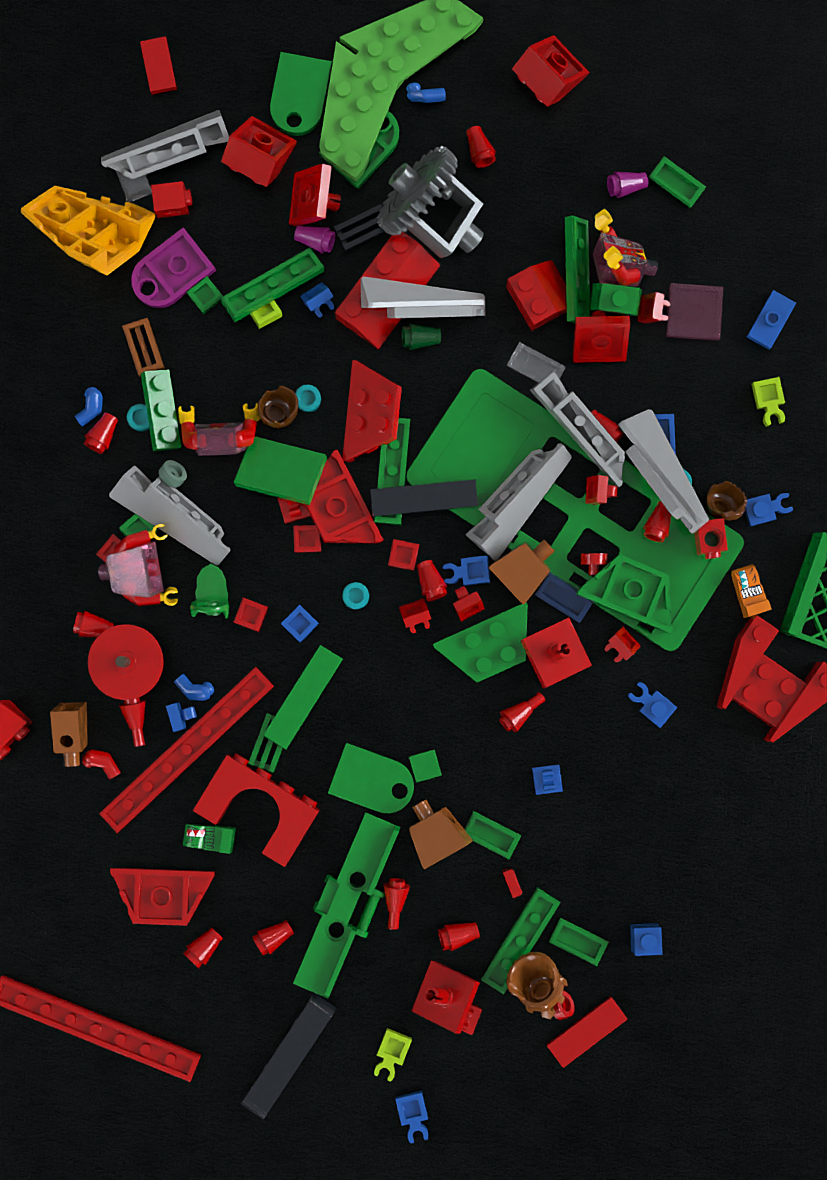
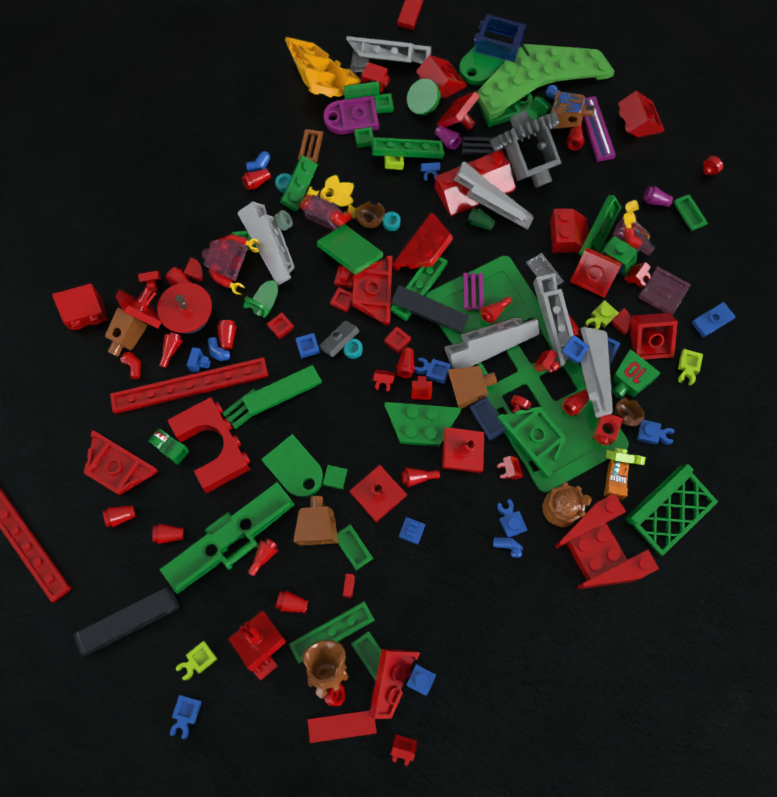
camera: 30 degrees right, 15 degrees down
(55, 644) = (150, 279): none -> red tile
(73, 694) = (140, 307): none -> red tile
(100, 600) = (194, 270): none -> red tile
(165, 230) = (361, 90): none -> green tile
(192, 662) = (226, 333): none -> red cone
(201, 229) = (383, 103): none -> green tile
(218, 391) = (339, 191): none -> yellow plate
(252, 196) = (423, 96): none -> tile
(309, 71) = (497, 48): none -> window
(333, 593) = (339, 338): none -> dark grey plate
(412, 135) = (539, 108): none -> green slope
(452, 422) = (473, 277): none -> magenta tile
(455, 115) = (571, 109): none -> dark orange torso
(485, 757) = (378, 493): none -> red tile
(500, 118) = (598, 133): none -> magenta tile
(500, 459) = (491, 312): none -> red cone
(611, 952) = (391, 674): none -> red wing
(627, 462) = (575, 349): none -> blue plate
(635, 386) = (602, 315): none -> lime plate
(662, 382) = (622, 321): none -> red tile
(664, 734) = (515, 547): none -> blue arm
(665, 1018) = (403, 748): none -> red tile
(675, 98) = (712, 165): none -> red tile
(706, 656) = (565, 505): none -> dark orange hair
(708, 451) = (633, 376): none -> green torso
(709, 383) = (653, 335): none -> red slope
(742, 561) = (622, 456): none -> lime plate

